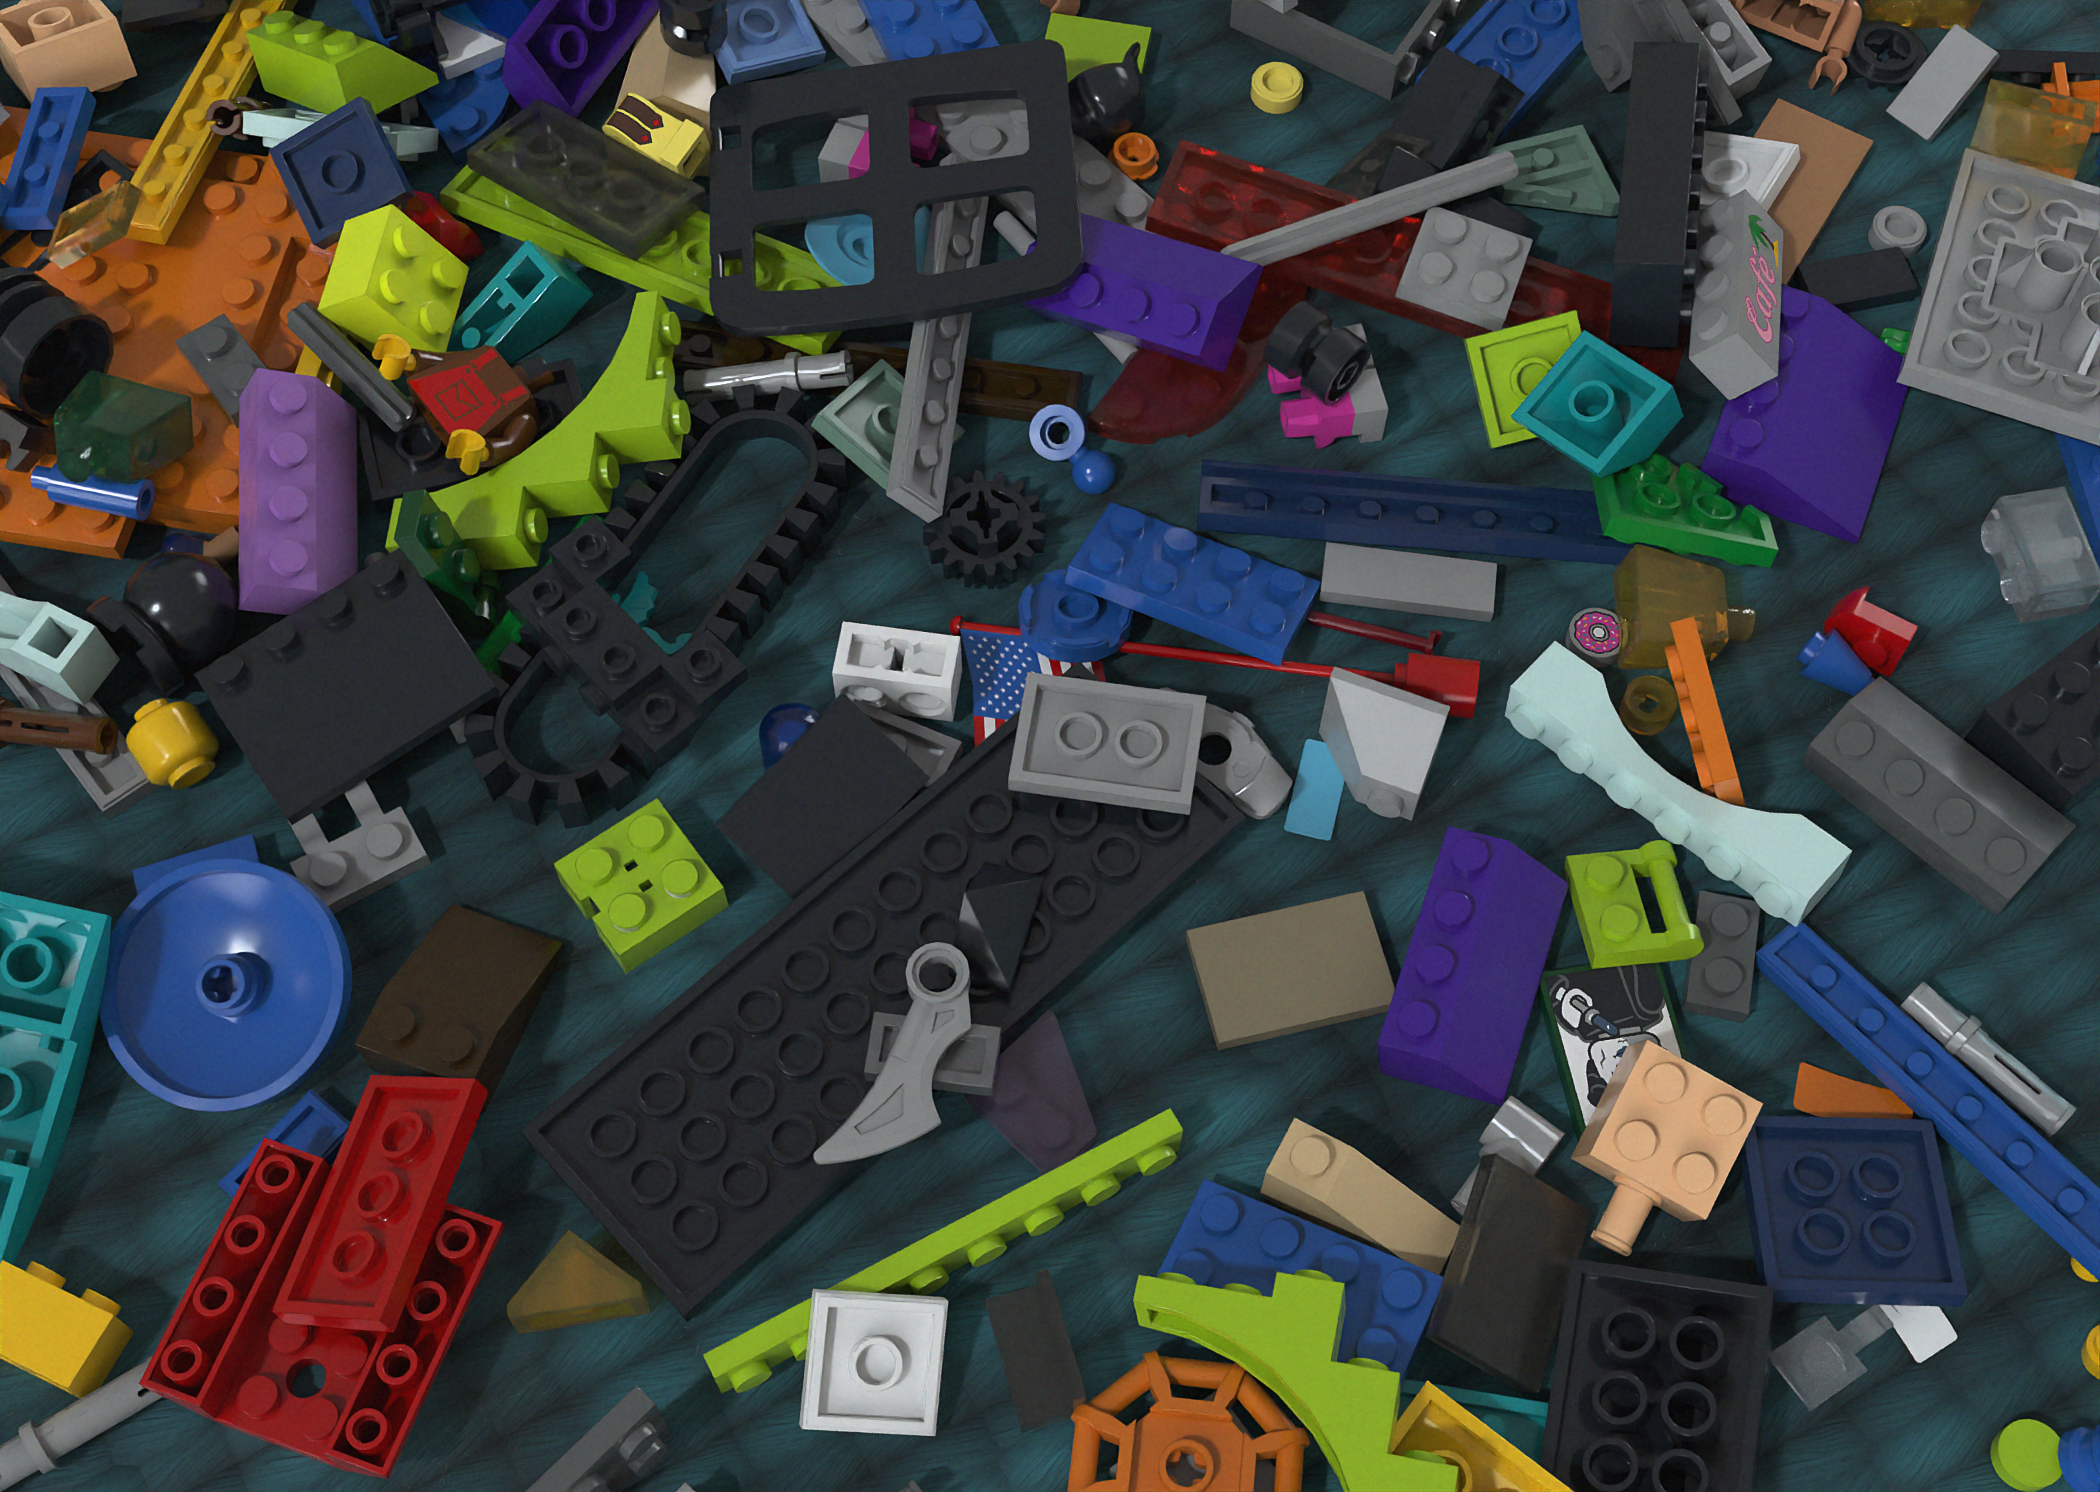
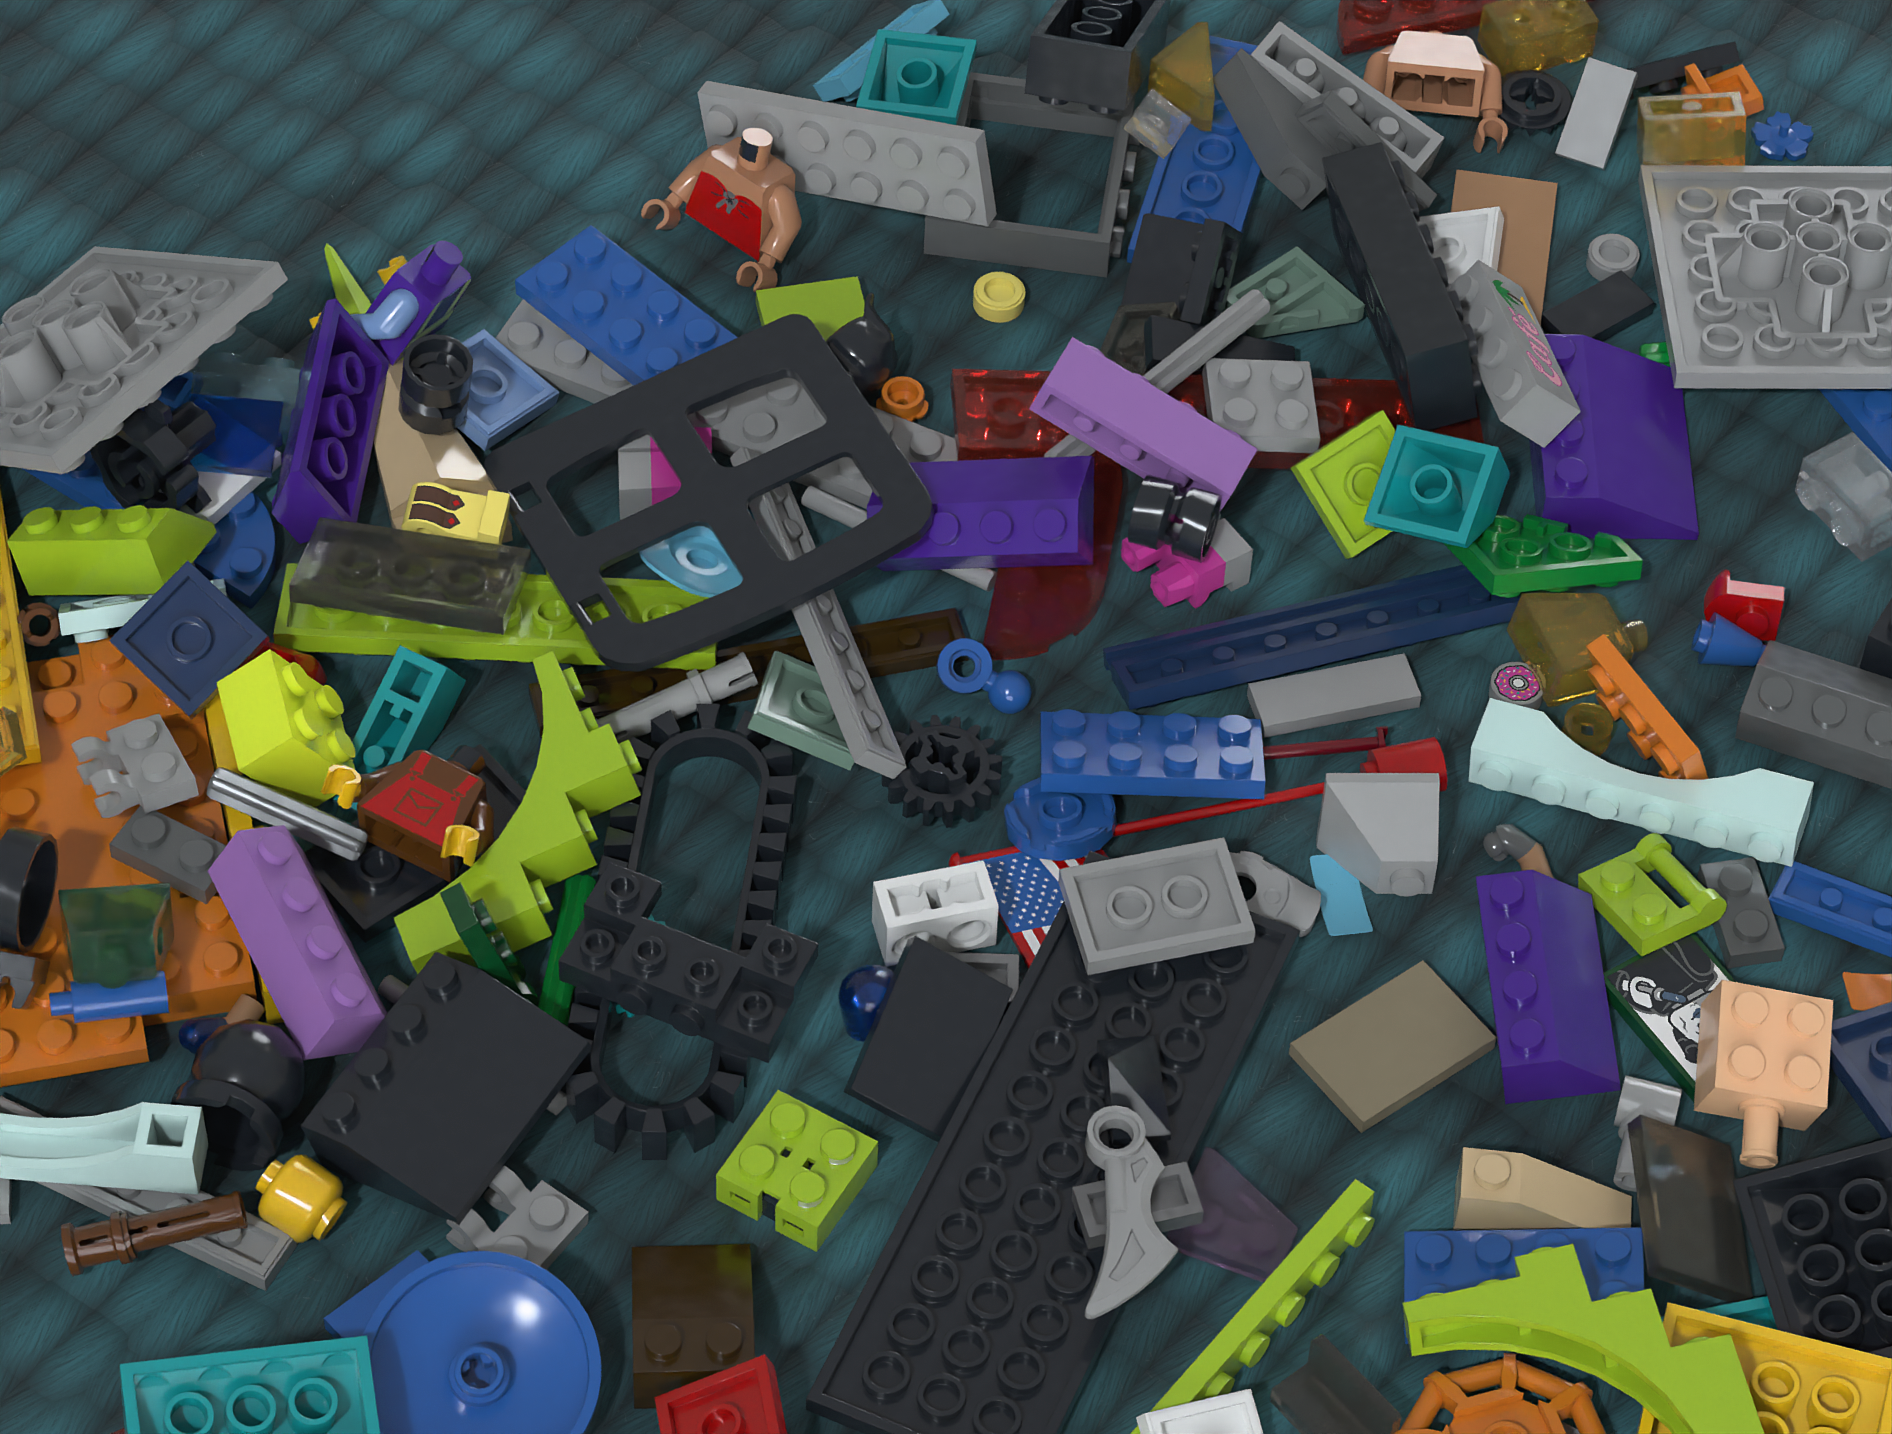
camera: 25 degrees left, 10 degrees down
(250, 272) = (150, 764): none -> light grey plate
(1322, 248) = (1140, 423): none -> medium lavender brick
(1527, 814) = (1512, 841): none -> dark grey arm

